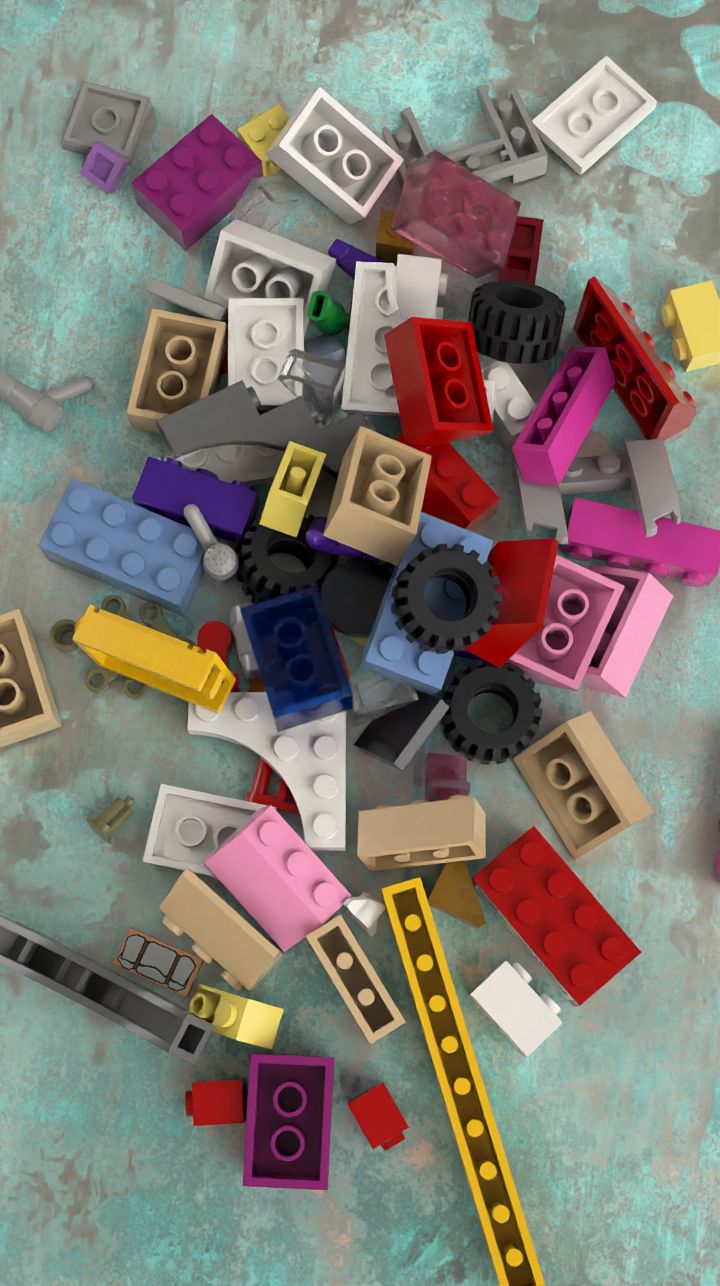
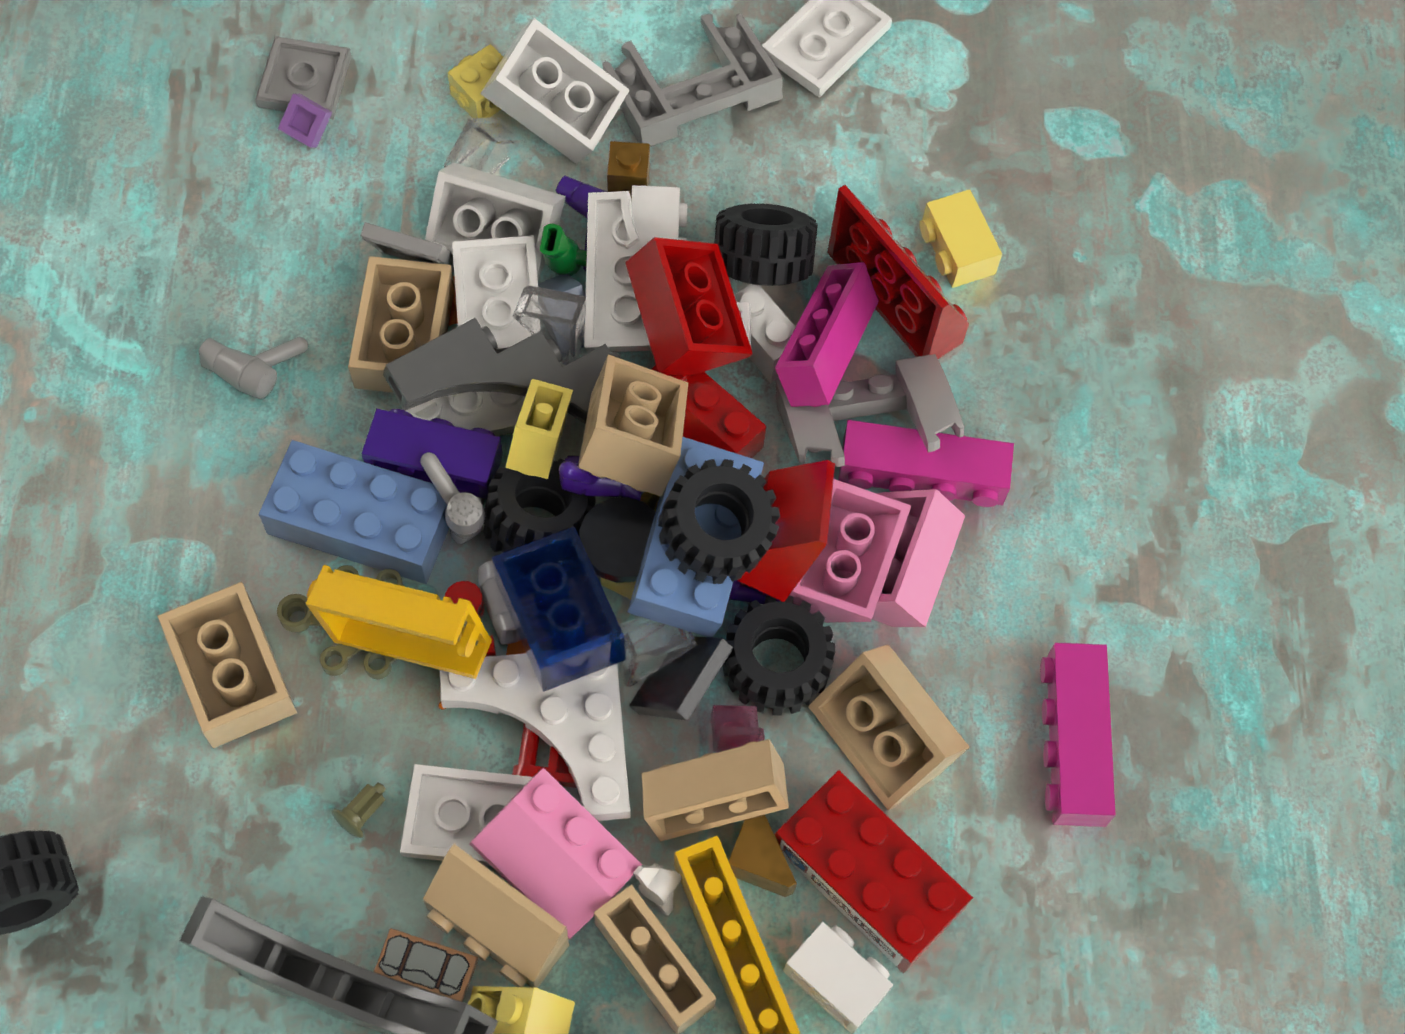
camera: 10 degrees left, 10 degrees down
(197, 182) = (407, 129): magenta brick -> none
(456, 215) = (690, 141): clear pink brick -> none
(523, 251) = (763, 172): dark red slope -> none

